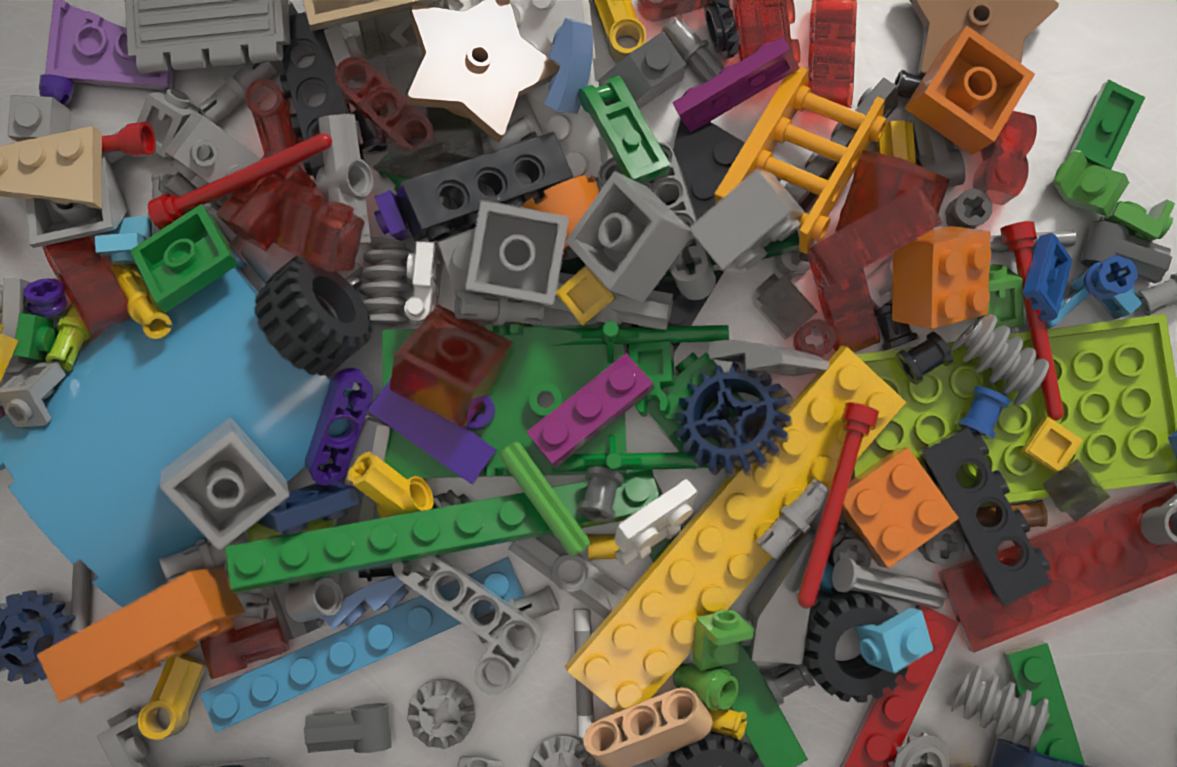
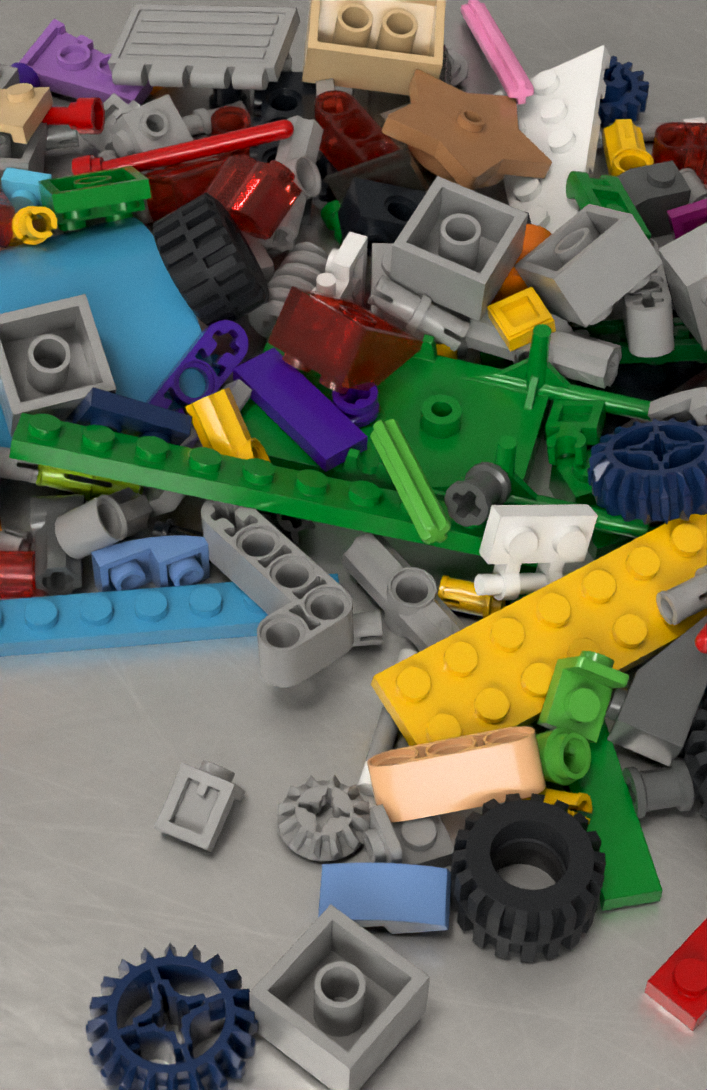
camera: 15 degrees right, 35 degrees down
(361, 728) = (84, 695): dark grey piece -> none
(390, 216) = (327, 226): dark purple plate -> none
(459, 707) = (190, 734): light grey gear -> none
(574, 52) = (571, 148): medium blue slope -> none
(590, 410) = (477, 430): magenta plate -> none

